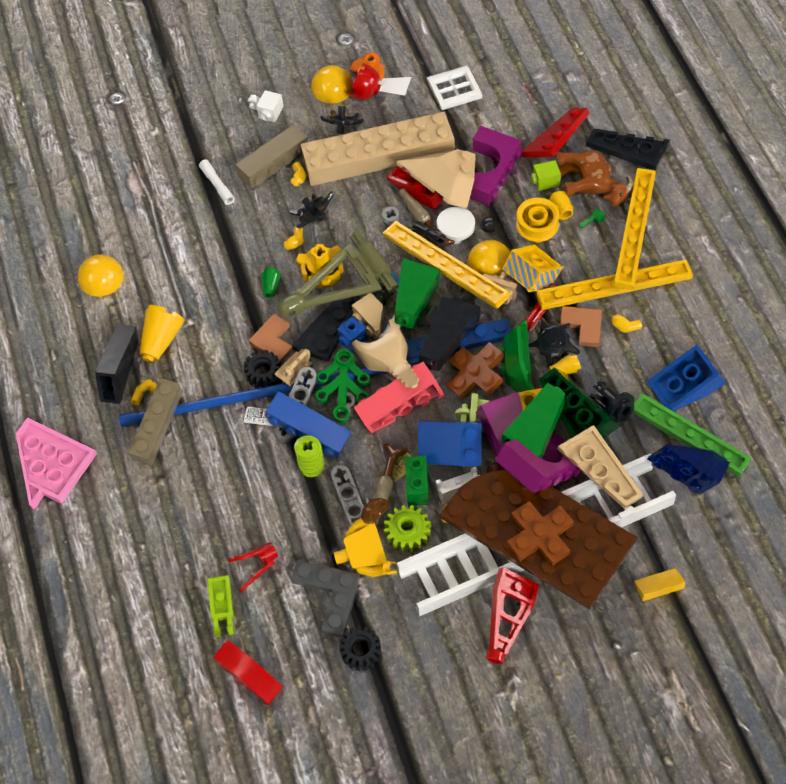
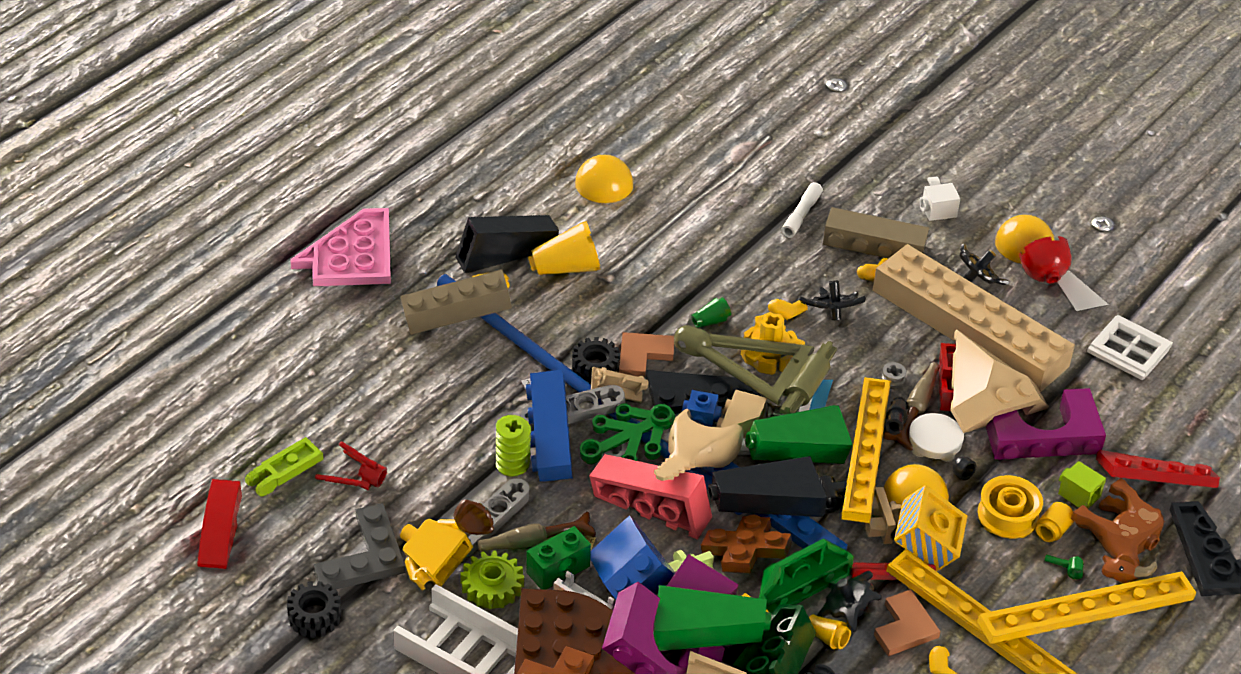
camera: 50 degrees right, 15 degrees down
(357, 64) = (1084, 259): orange plate -> none

